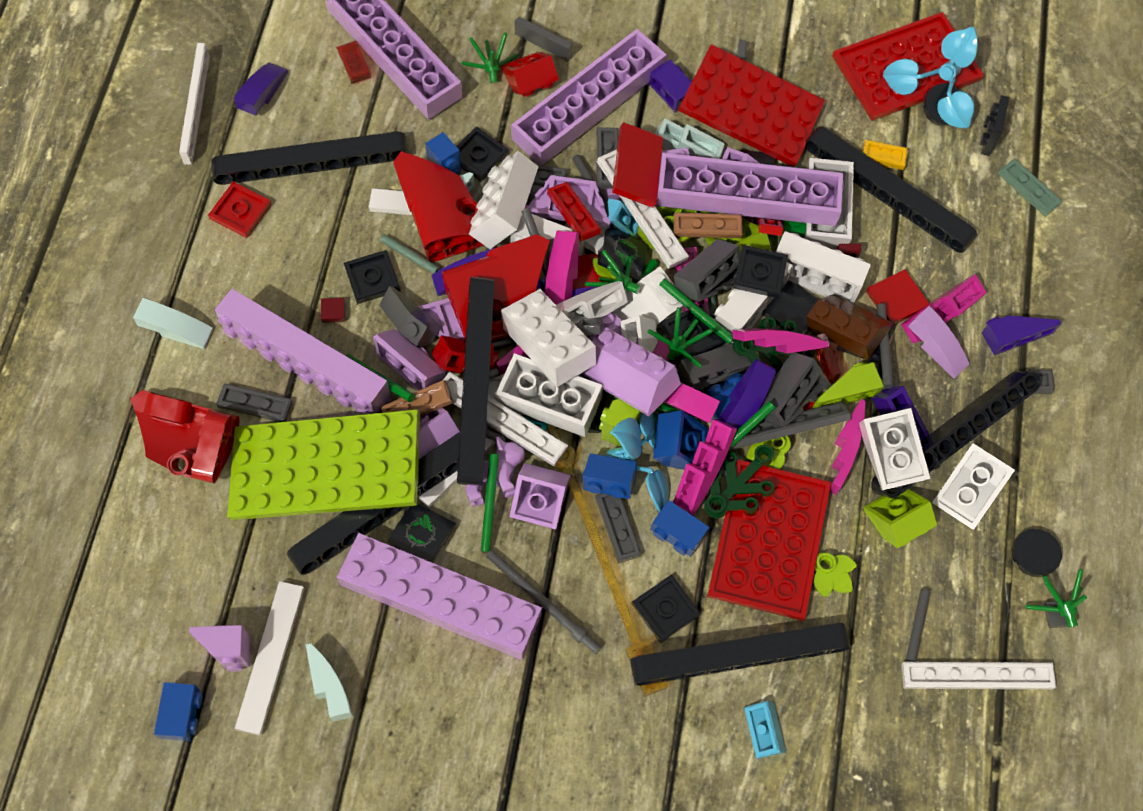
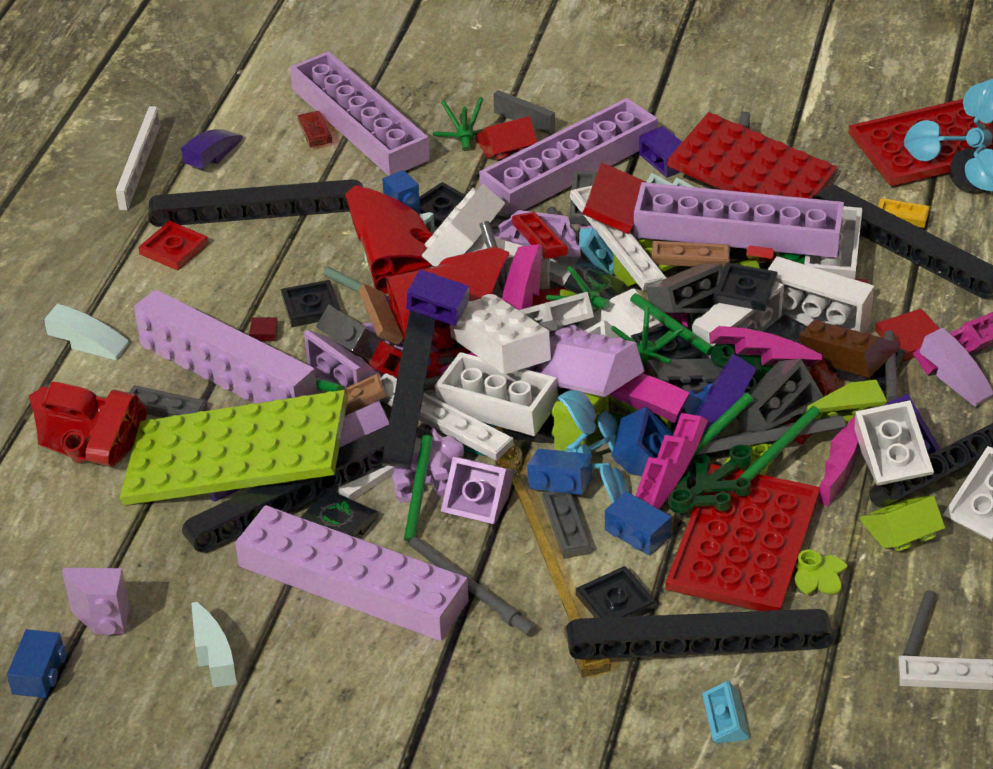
camera: 10 degrees right, 25 degrees down
(269, 659) = (148, 625): white tile -> none
(388, 202) = (338, 242): white tile -> none
(437, 299) = (380, 314): none -> medium nougat tile
(493, 310) = (437, 297): none -> dark purple brick
(797, 443) = (781, 443): none -> green bar

